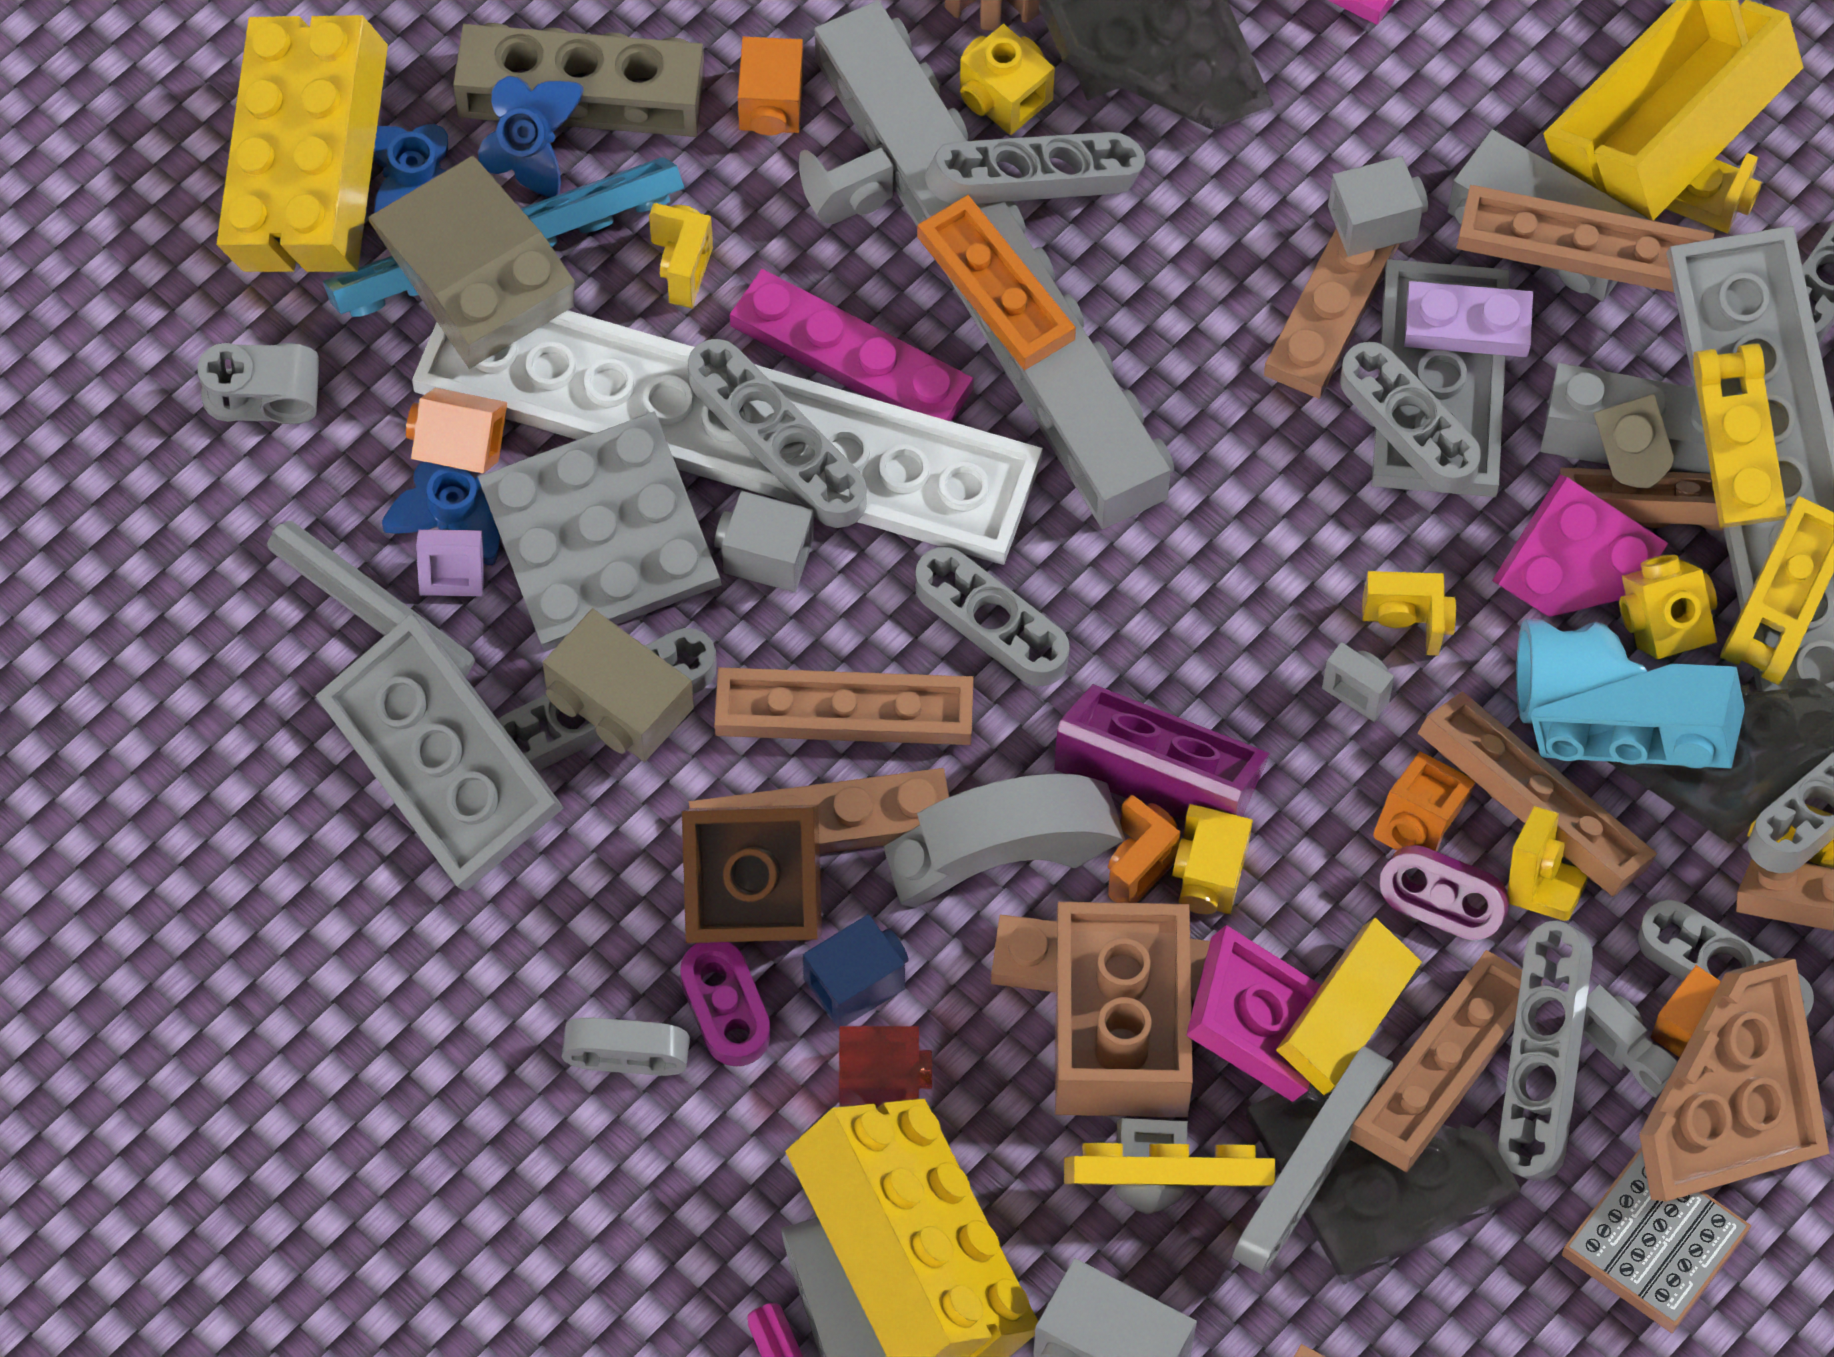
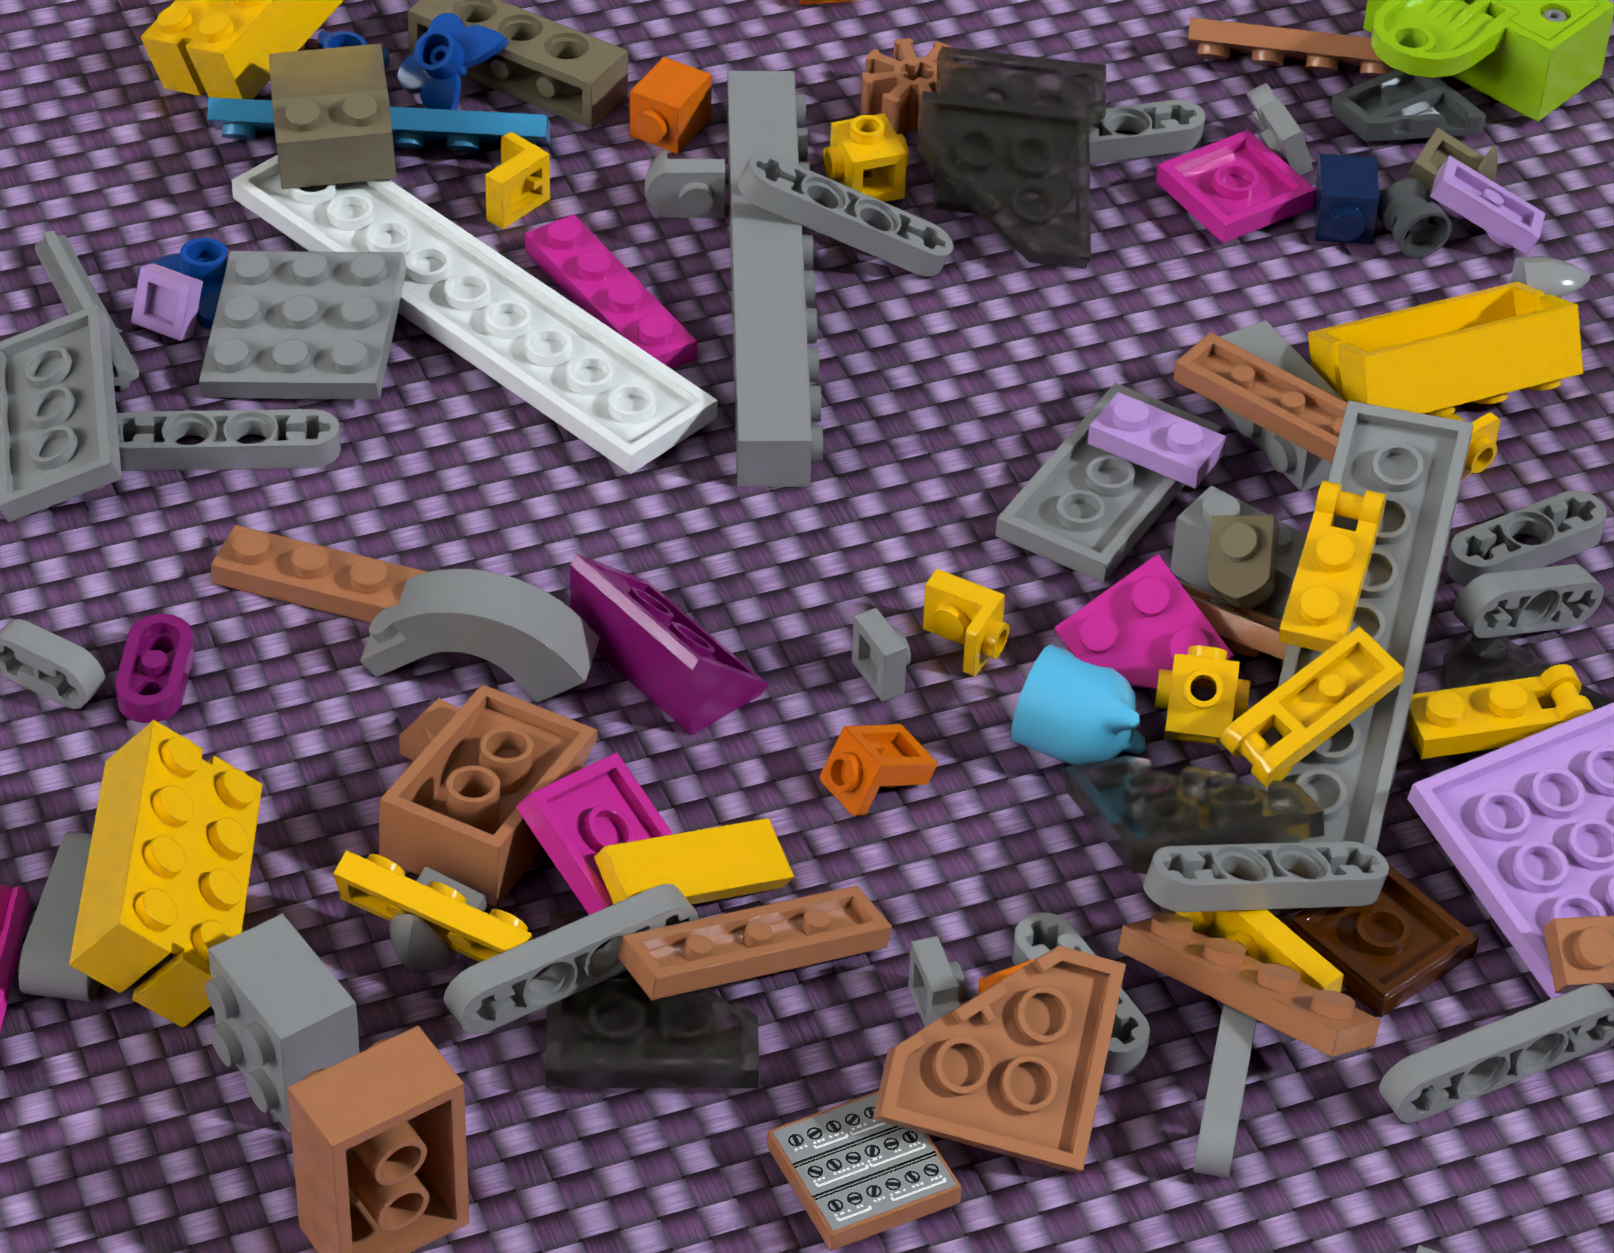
camera: 25 degrees right, 20 degrees down
(265, 383) = (115, 146): light grey piece -> none
(456, 430) = (239, 217): brick -> none
(617, 686) = (228, 413): dark tan brick -> none
(751, 873) = (239, 571): reddish brown brick -> none
(766, 540) = (438, 380): light grey brick -> none
(770, 437) = (495, 306): light grey beam -> none
(844, 706) = (417, 511): nougat plate -> none
(855, 970) = (282, 685): dark blue brick -> none
(881, 1065) = (258, 748): clear red brick -> none
(996, 282) = (748, 262): orange plate -> none
(1015, 657) = (594, 481): light grey beam -> none
(1144, 856) = (600, 698): orange bracket -> none
(1211, 859) = (656, 728): yellow brick -> none
(1326, 317) = (1063, 397): nougat plate -> none
(1376, 205) = (1124, 332): light grey brick -> none
(1413, 444) = (1048, 503): light grey beam -> none
(1444, 896) = (852, 834): plate -> none
(1523, 779) = (988, 794): nougat plate -> none
(1536, 873) = (944, 836): yellow bracket -> none
(1556, 1050) = (809, 1034): light grey beam -> none
(1657, 717) = (1117, 754): medium azure slope -> none

